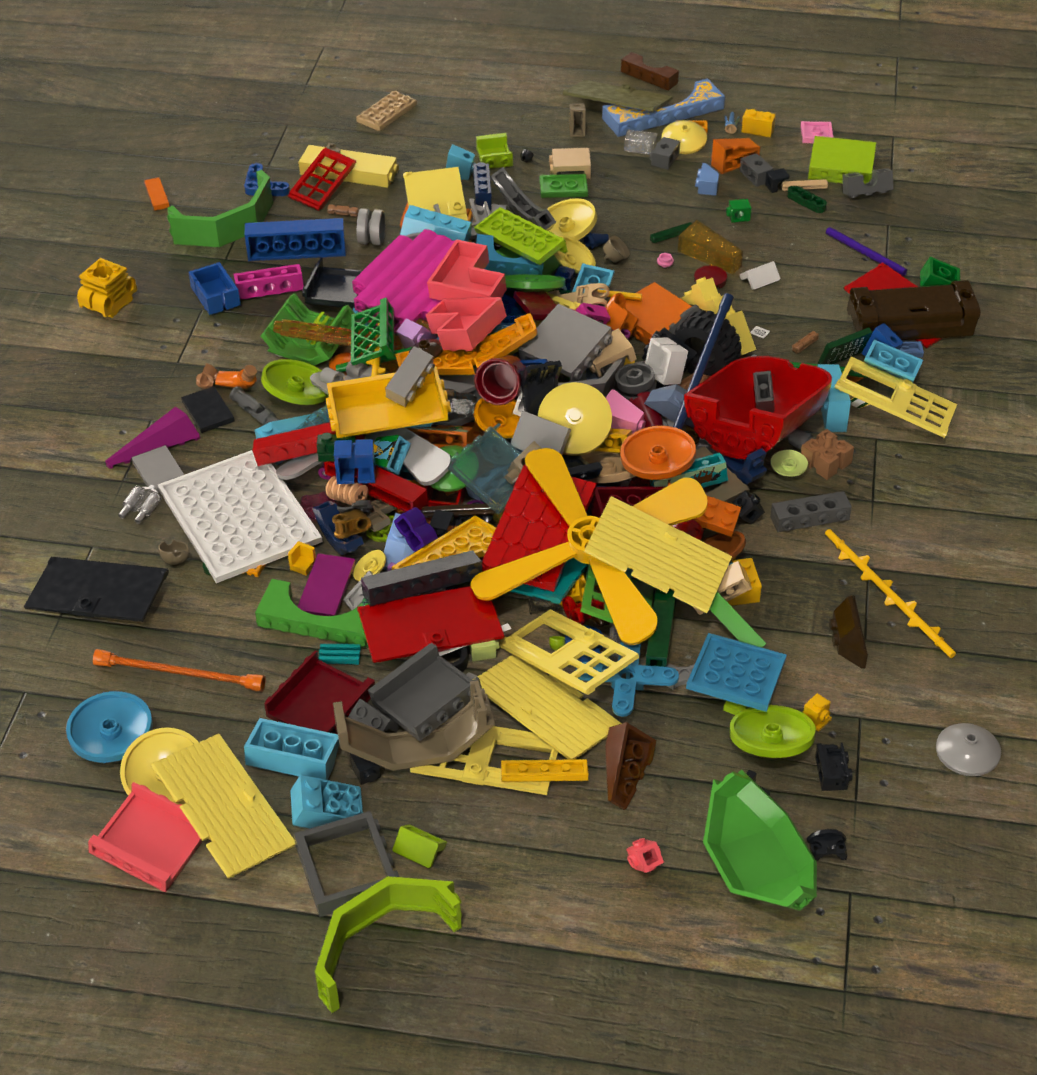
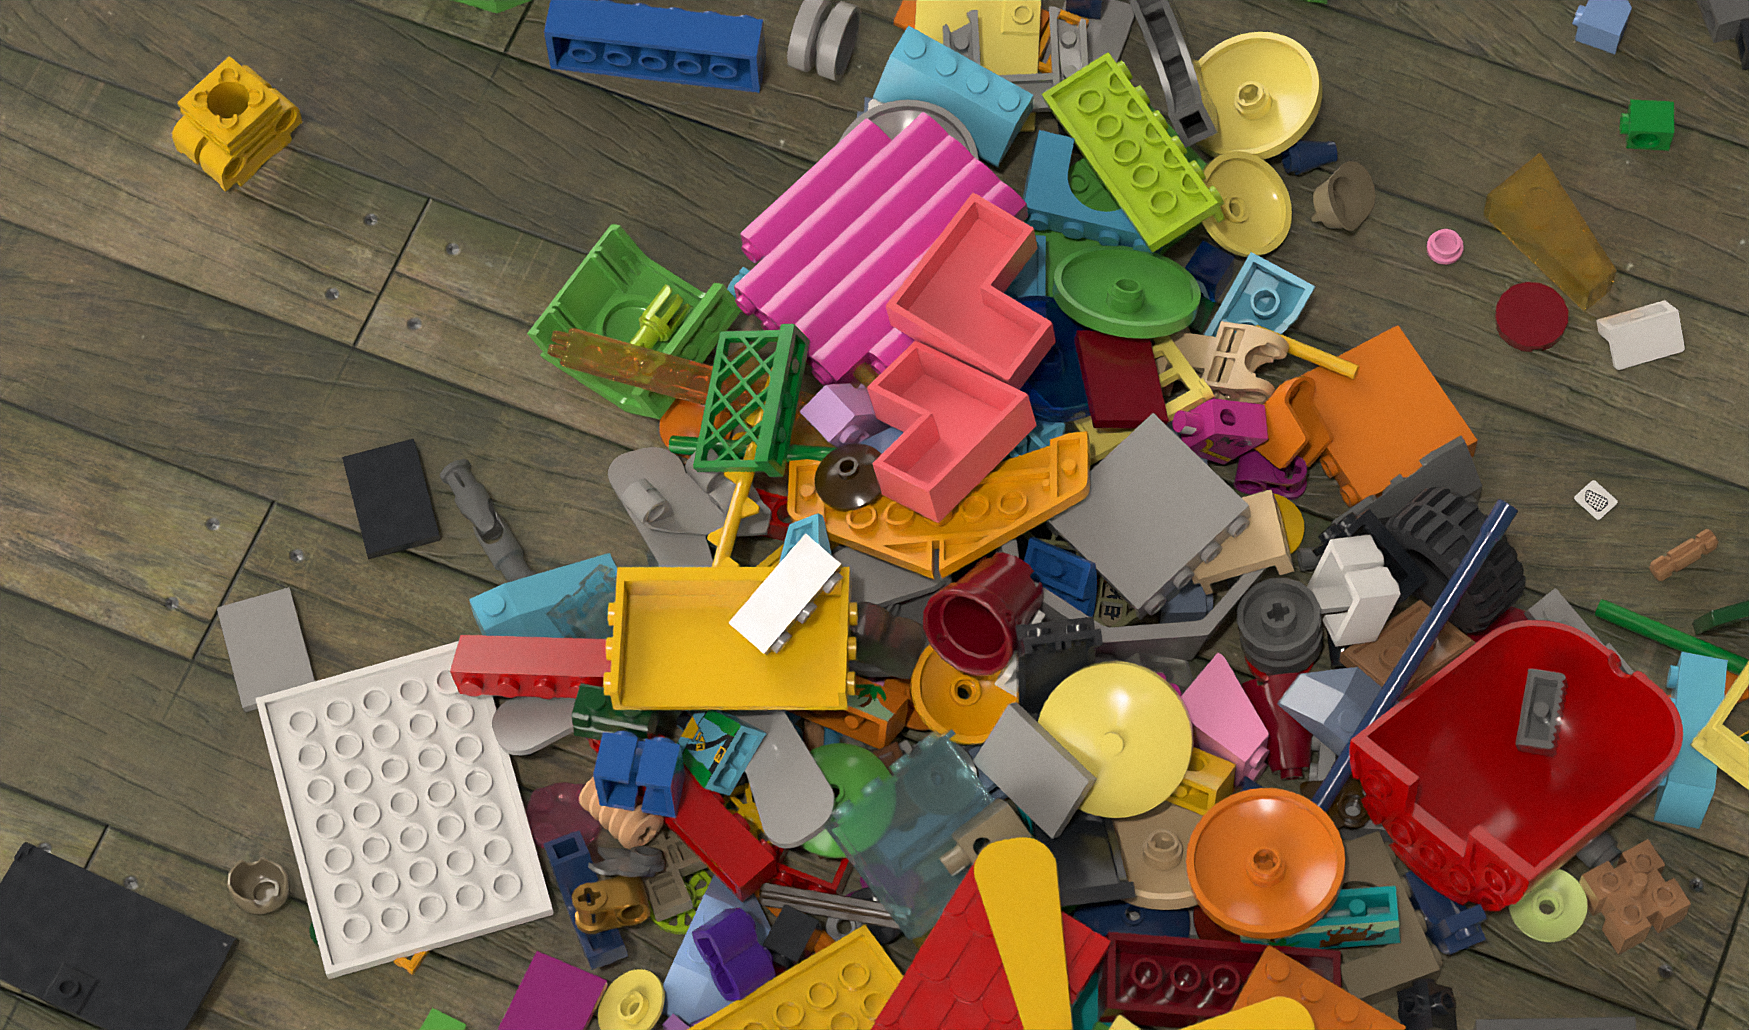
camera: 15 degrees right, 20 degrees up
(141, 501) = (218, 734): clear piece -> none
(169, 430) = (295, 556): magenta wedge -> none
(214, 288) = (460, 158): blue piece -> none
(245, 378) = (447, 424): piece -> none
(269, 281) = (576, 159): dark pink brick -> none
(291, 382) = (562, 469): lime dish -> none
(302, 558) = (503, 957): yellow panel -> none
(330, 286) = (716, 191): black panel -> none
(668, 233) = (1482, 160): dark green axle -> none
(707, 298) = (1511, 447): light yellow arch -> none

